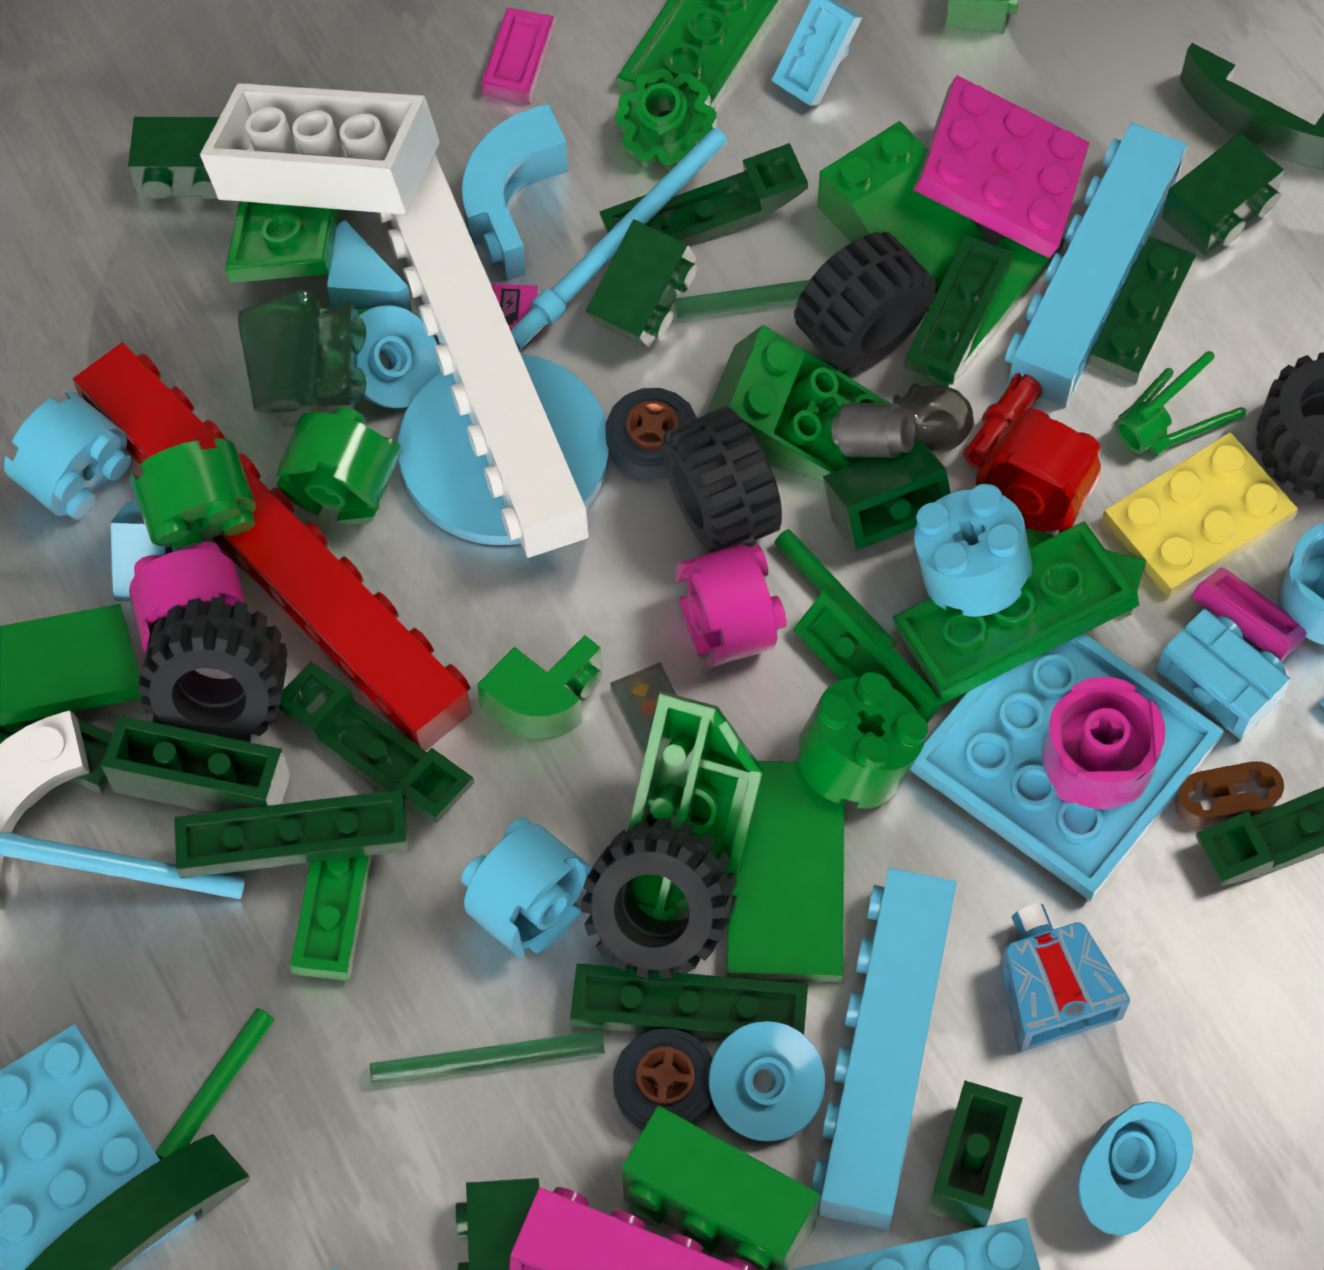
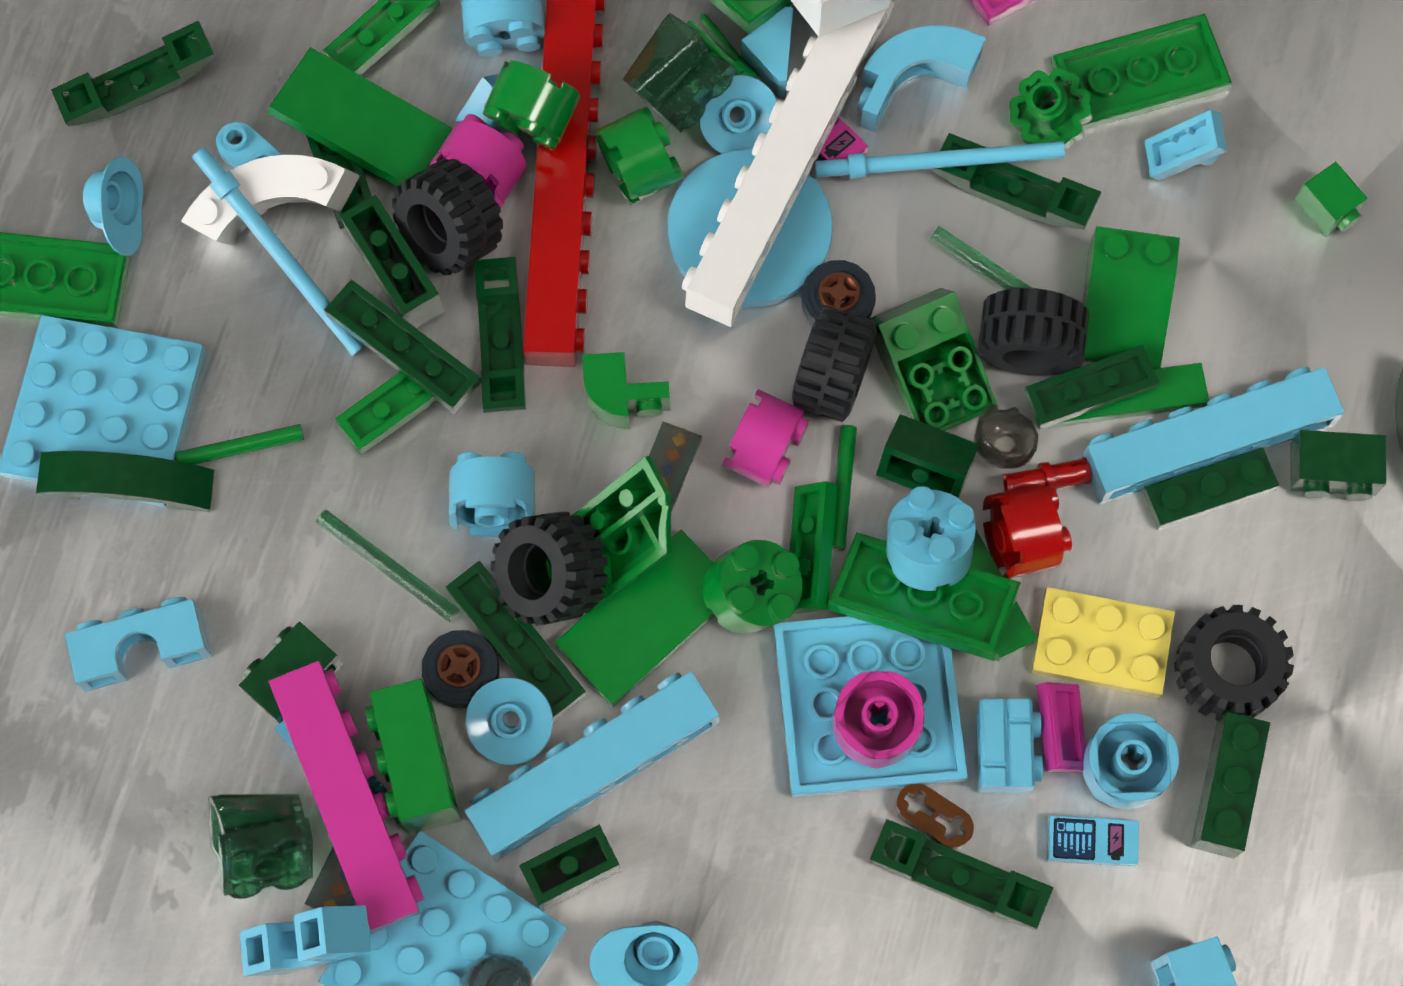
camera: 45 degrees right, 10 degrees up
(643, 284) = (922, 202): dark green brick -> none
(874, 430) = (953, 414): flat silver brick -> none
(1002, 166) = (1214, 322): dark pink plate -> none
(1057, 981) = (719, 820): dark azure torso -> none
(1147, 420) = (1131, 556): green plant -> none

